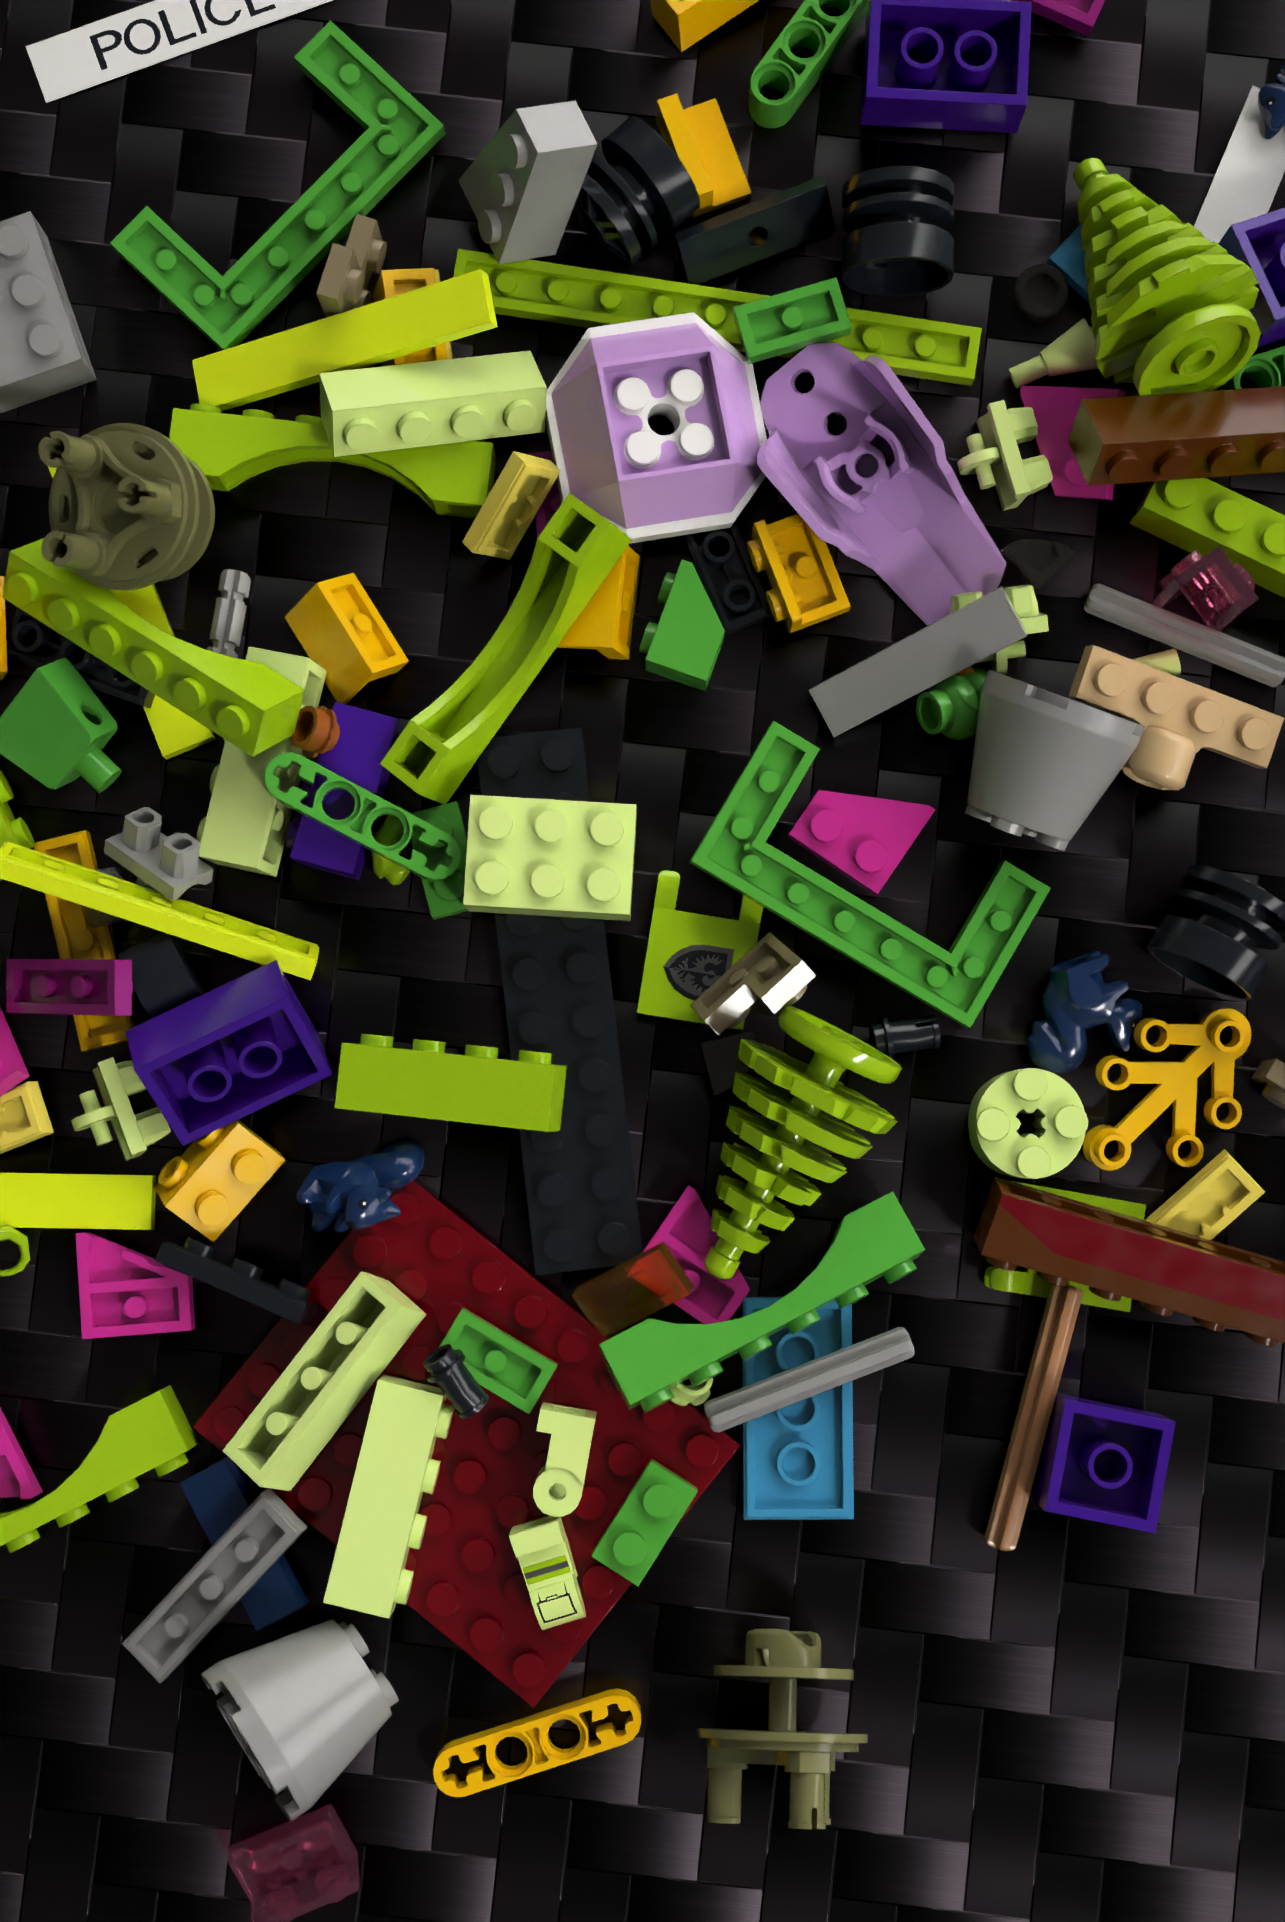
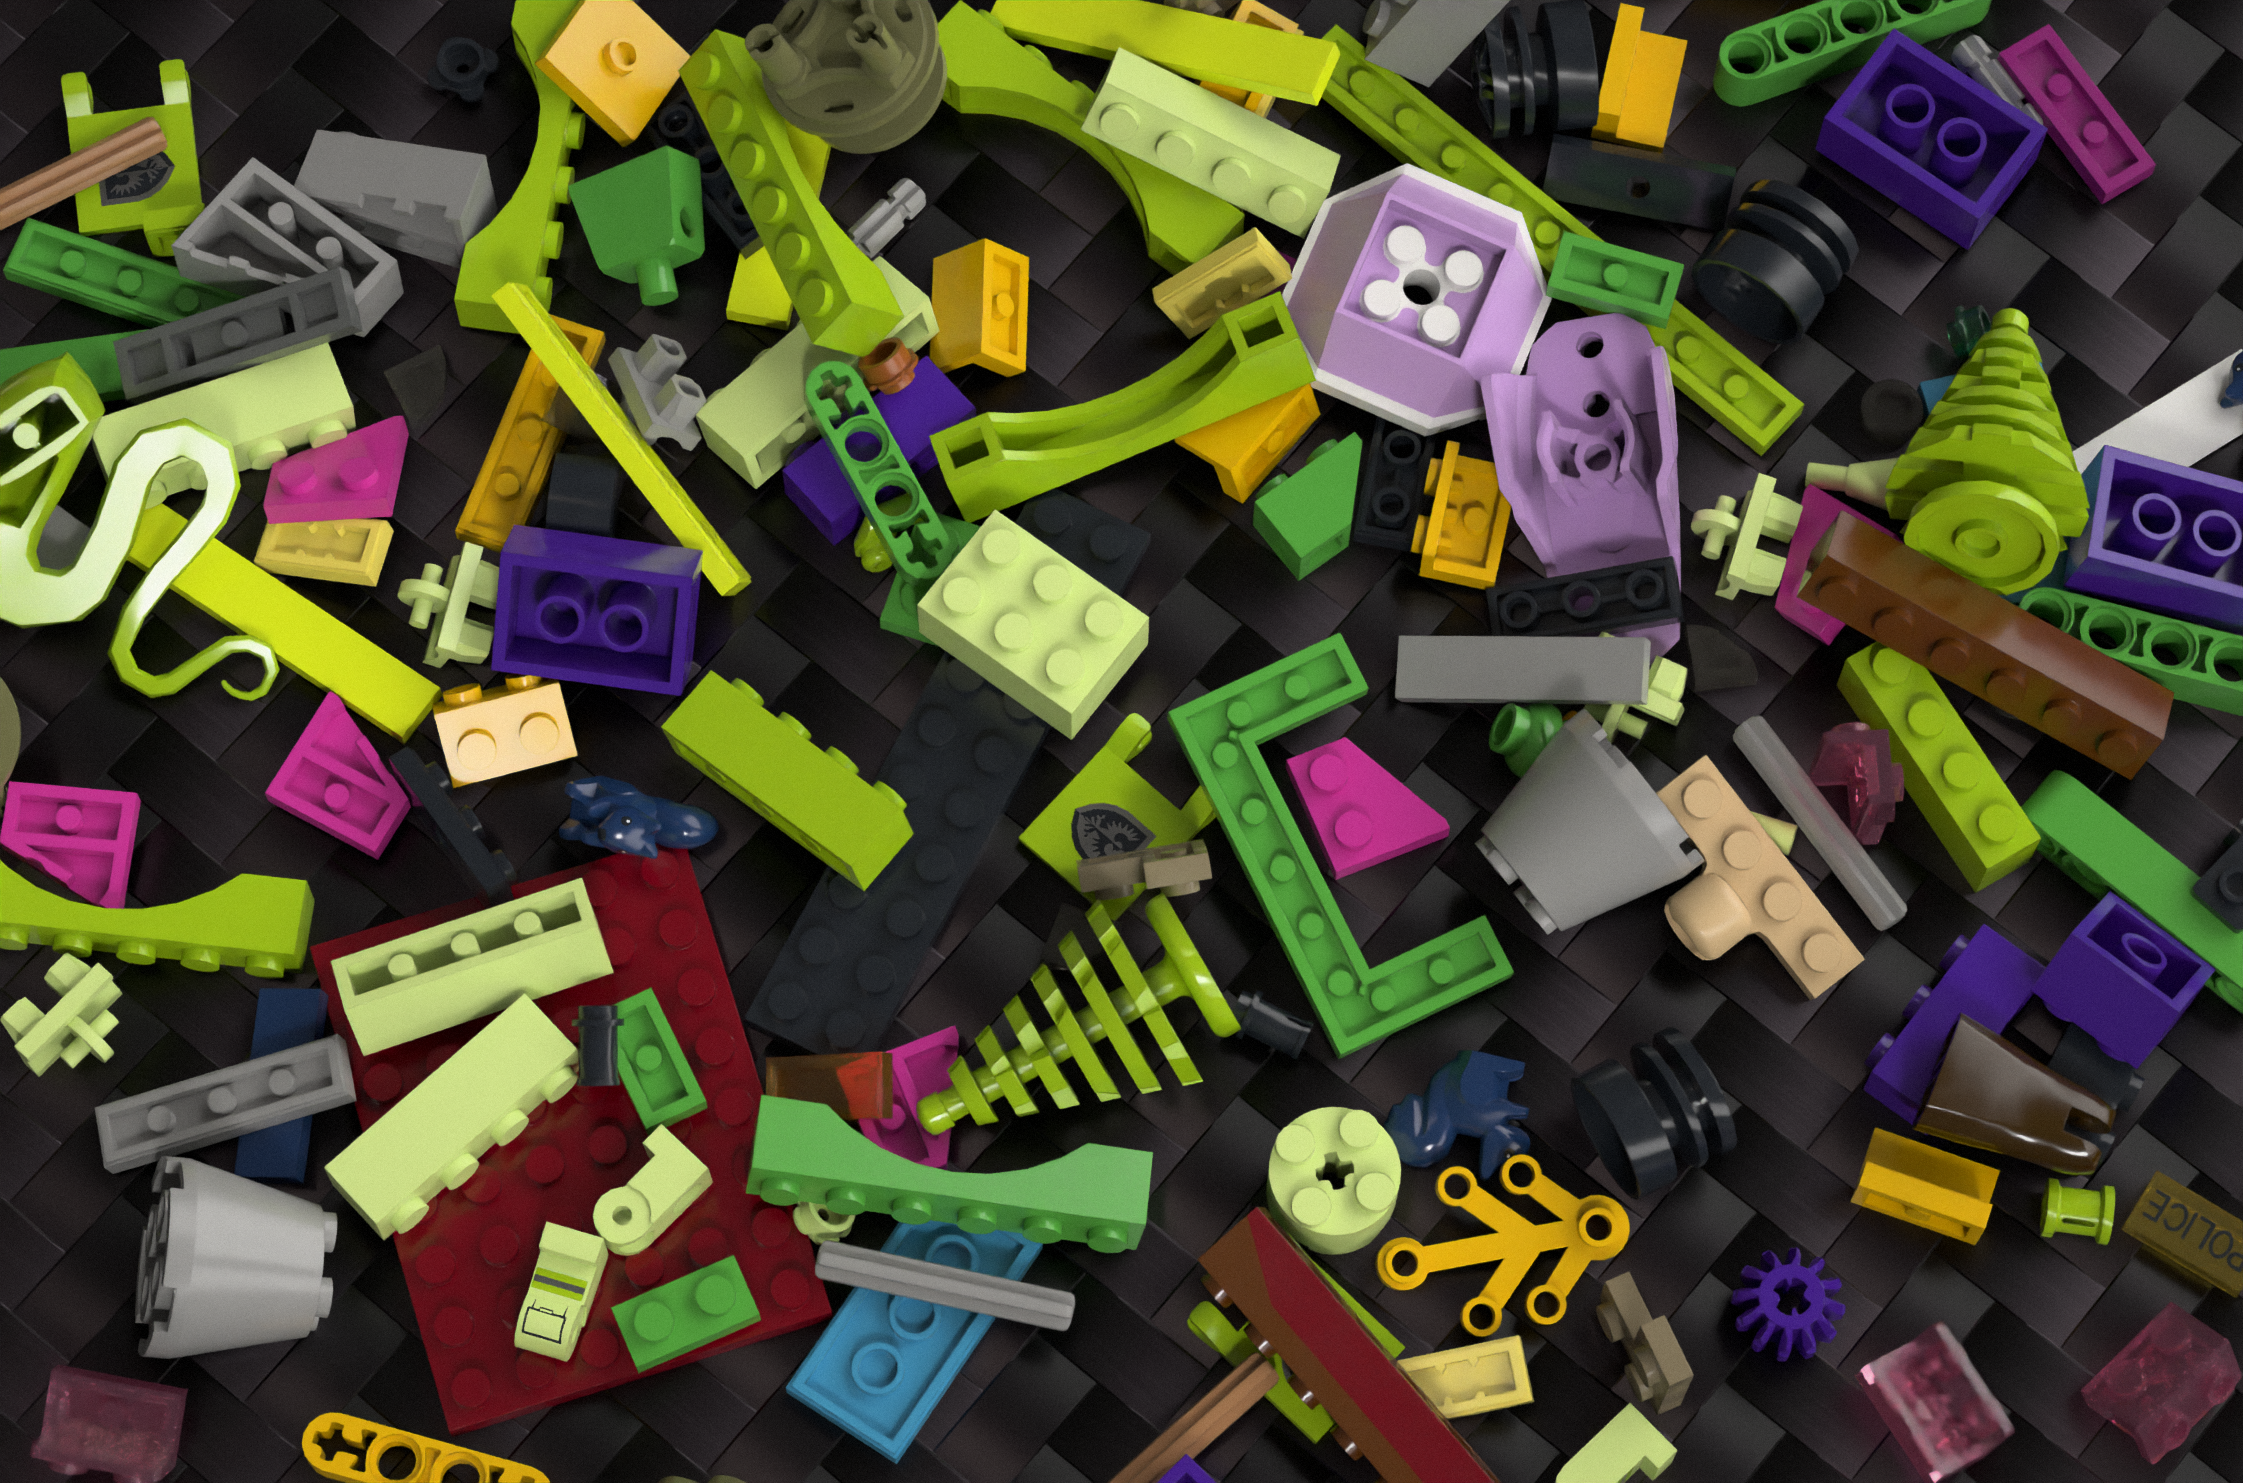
camera: 30 degrees right, 15 degrees down
(49, 1620) = (73, 1024): none -> yellowish green hips
(69, 986) = (489, 455): magenta plate -> none
(952, 559) = (1624, 601): none -> black tile
(1061, 196) = (1967, 329): none -> clear green plate

